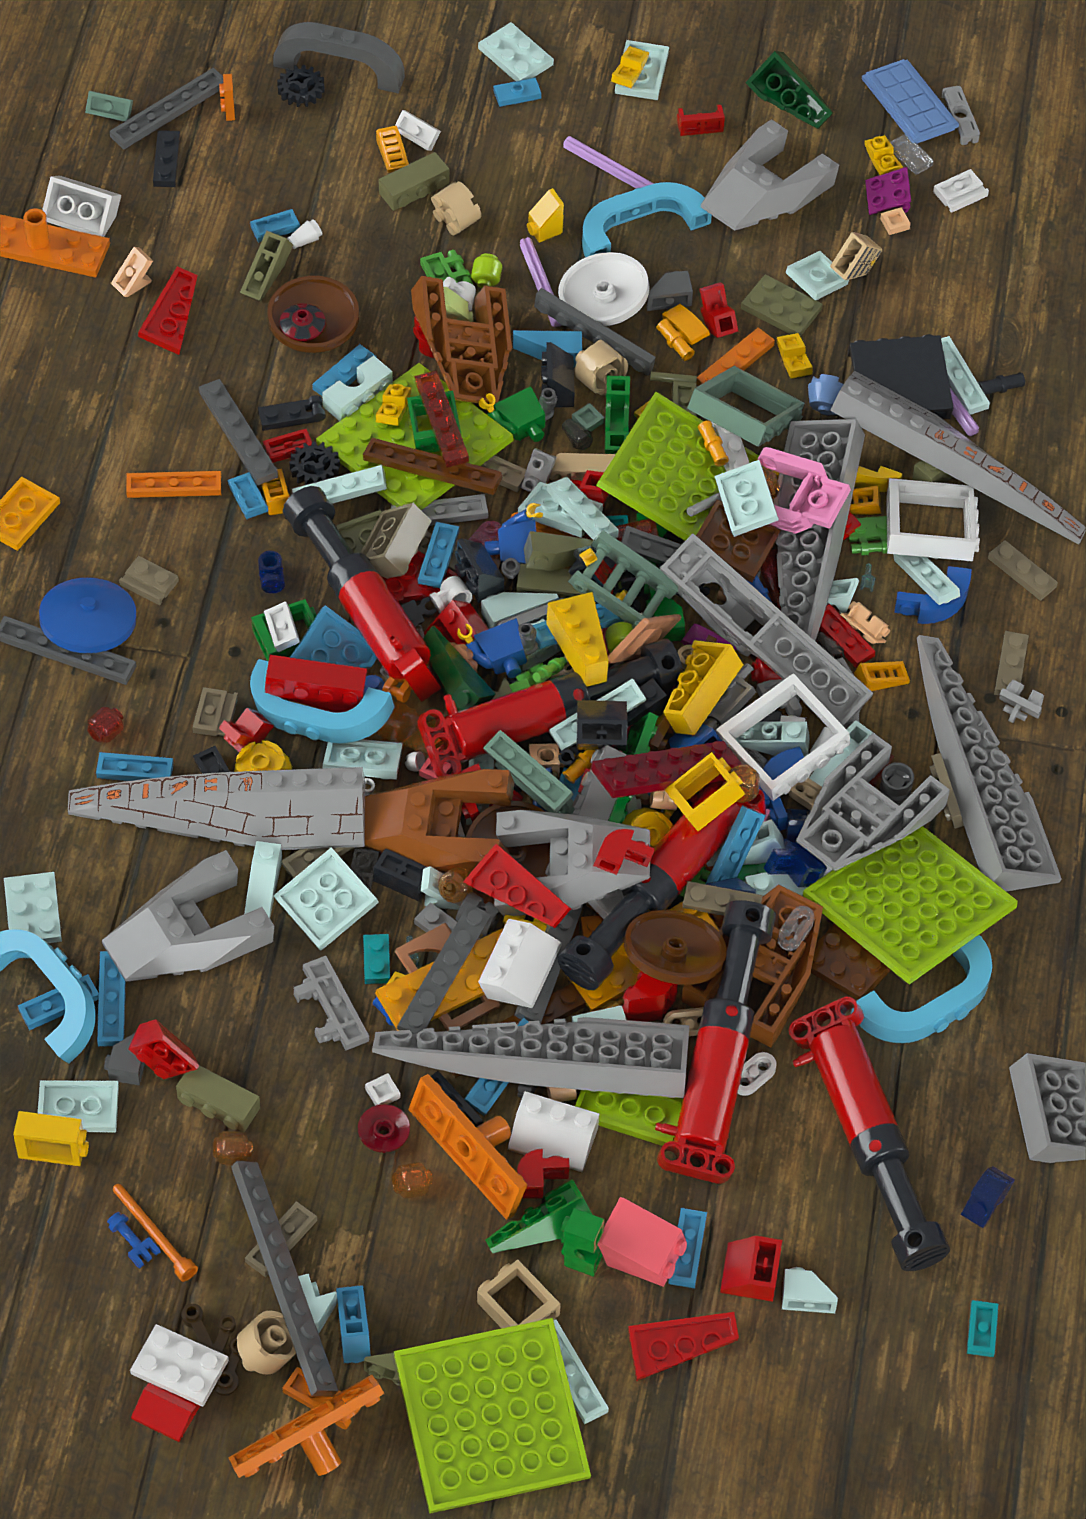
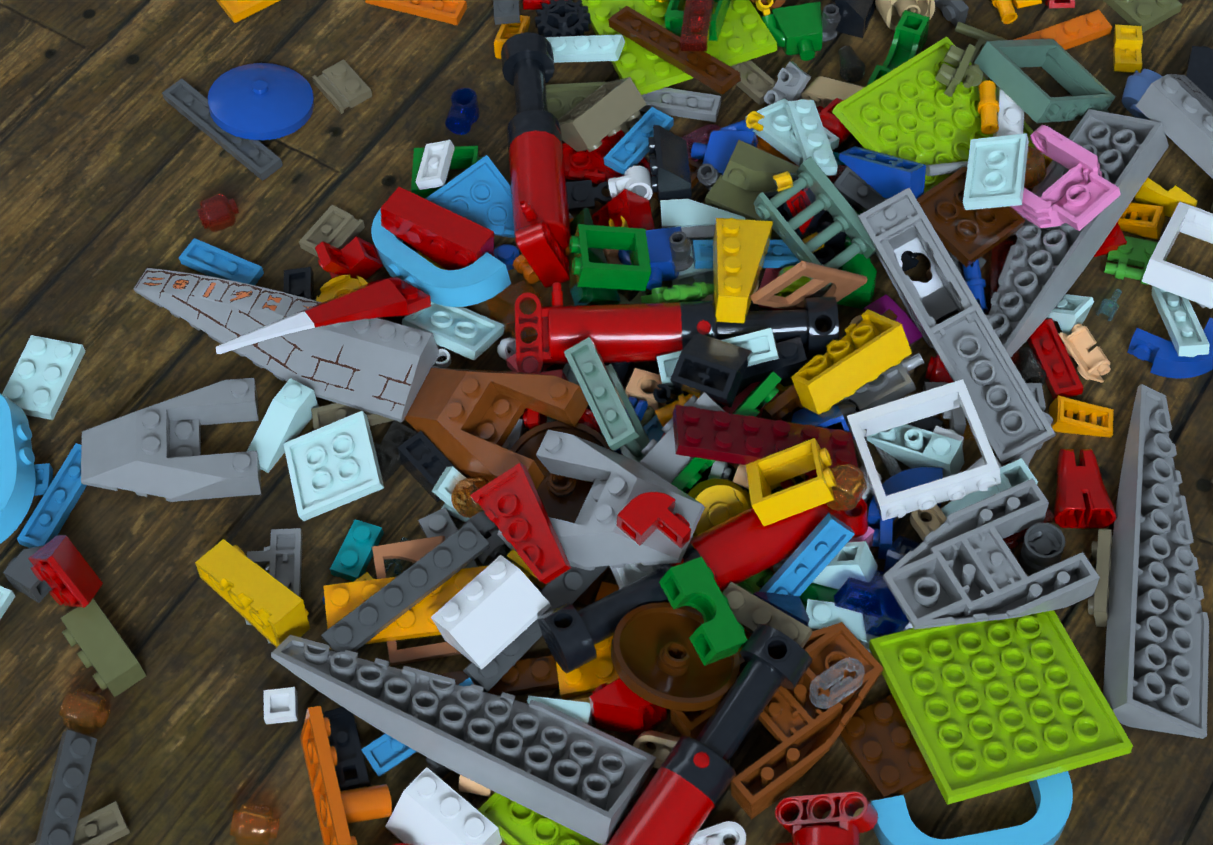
camera: 30 degrees right, 0 degrees up
(248, 495) = (481, 32): dark azure plate -> none
(288, 761) = (374, 300): none -> red plate
(325, 1014) = (254, 593): none -> yellow wedge
(383, 1118) = (249, 740): dark red dish -> none
(503, 660) = (610, 275): none -> green window
(588, 417) = (870, 51): sand green plate -> none
(663, 525) = (885, 172): none -> blue slope
(673, 892) = (695, 586): none -> green arch
(682, 420) = (968, 74): none -> olive hips
(905, 732) = (1081, 492): none -> red piece

